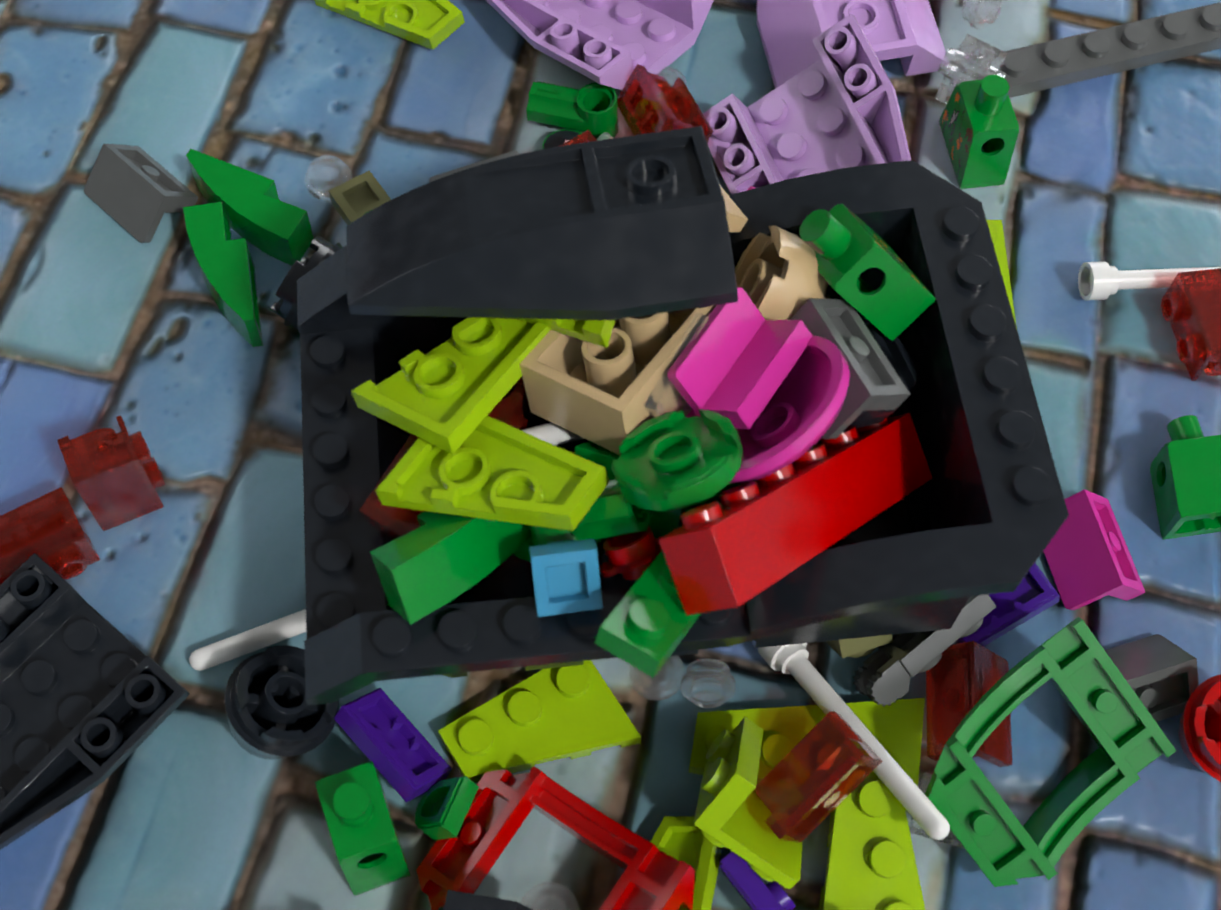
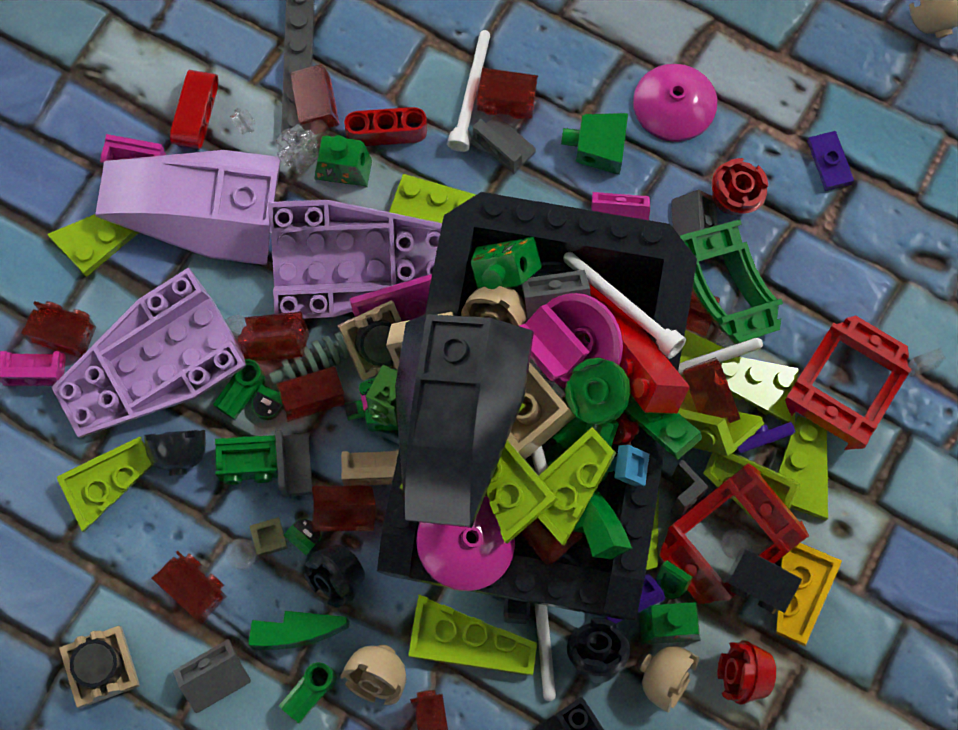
camera: 70 degrees left, 10 degrees up
(124, 58) = (99, 666): none -> piece
(141, 312) = (306, 694): none -> green piece
(181, 386) = (375, 673): none -> tan cylinder
(253, 207) = (251, 606): green slope -> none
(259, 515) = (463, 640): none -> lime wing
(260, 840) = (667, 675): none -> tan cylinder
(261, 126) = (190, 587): none -> clear red hinge
(318, 379) = (459, 563): none -> dark pink dish
(454, 54) = (175, 450): none -> black cylinder
(465, 131) = (246, 459): none -> green hinge
(605, 786) = (693, 489): none -> dark grey panel
(831, 572) = (668, 341): none -> white piece
(1066, 177) = (396, 117): none -> red beam
(1067, 77) = (314, 95): none -> clear red panel
(1126, 346) = (503, 143): none -> dark grey panel

